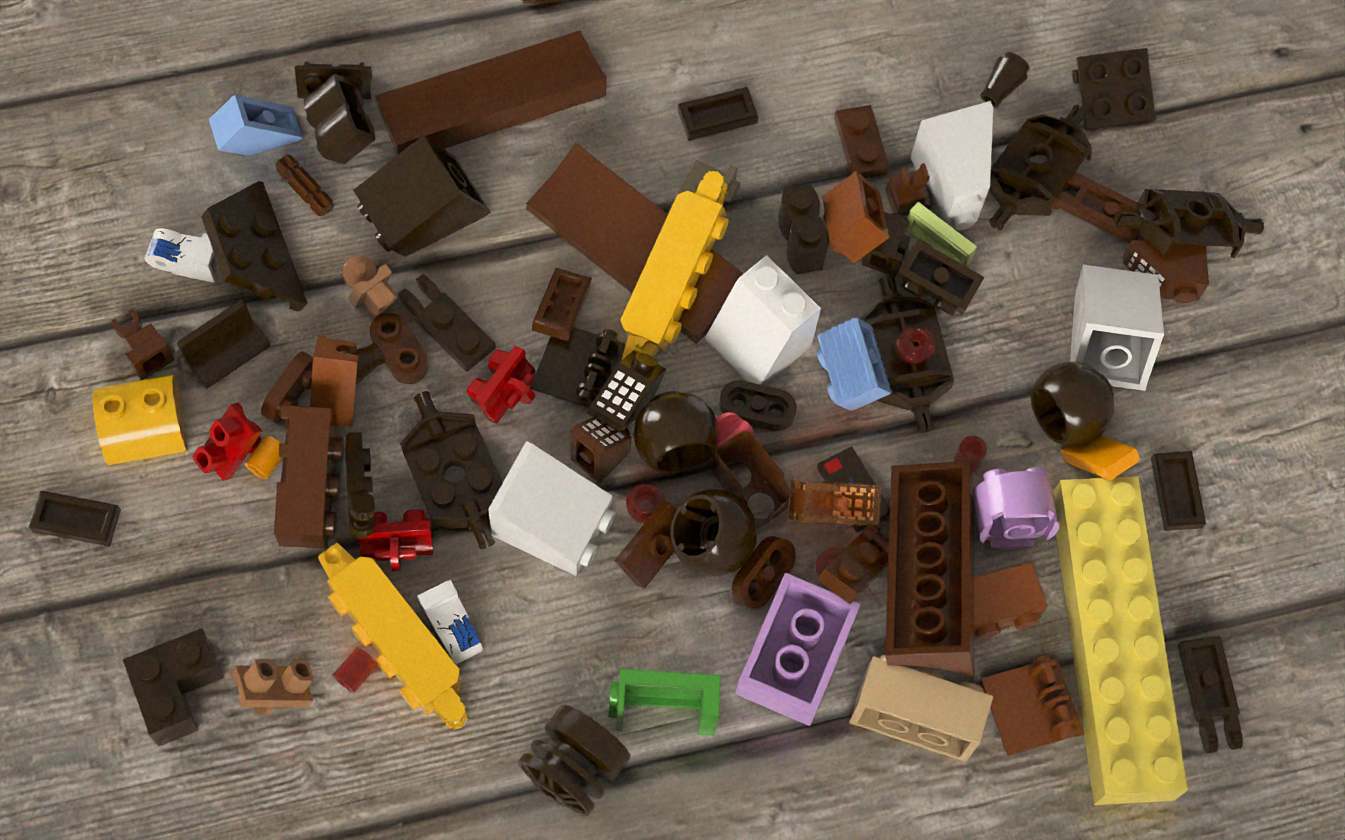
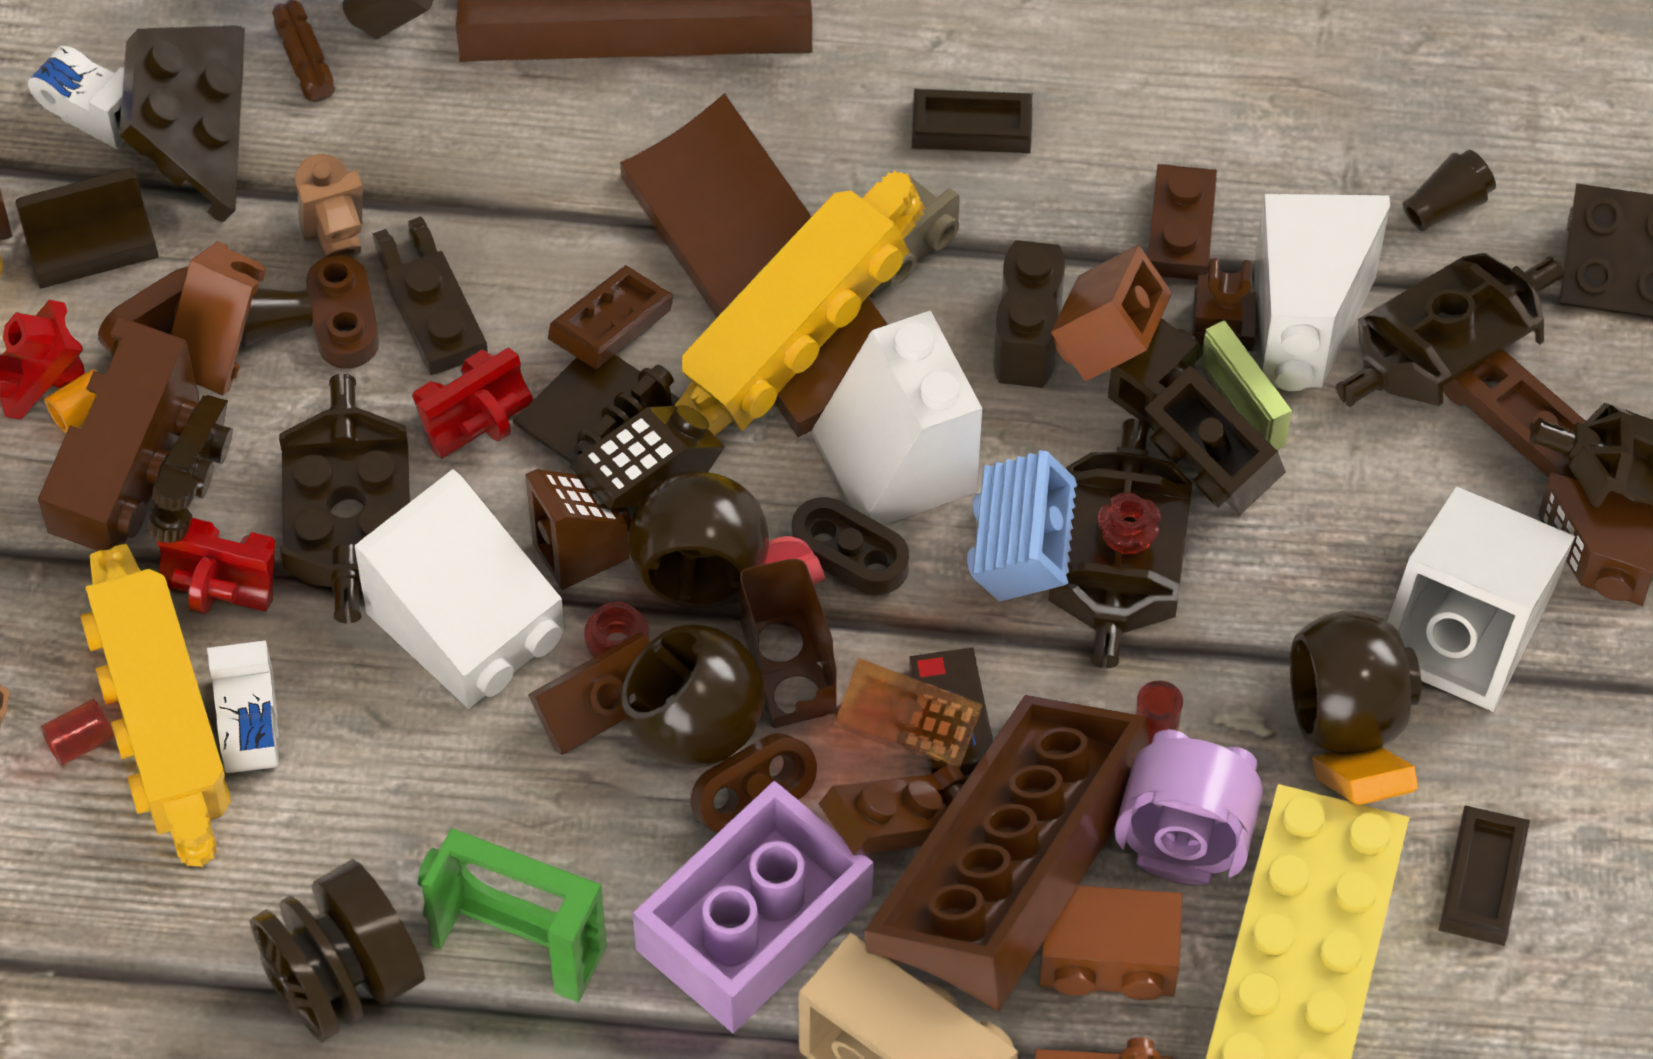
camera: 25 degrees right, 10 degrees down
(419, 198) = (462, 109): dark brown slope -> none

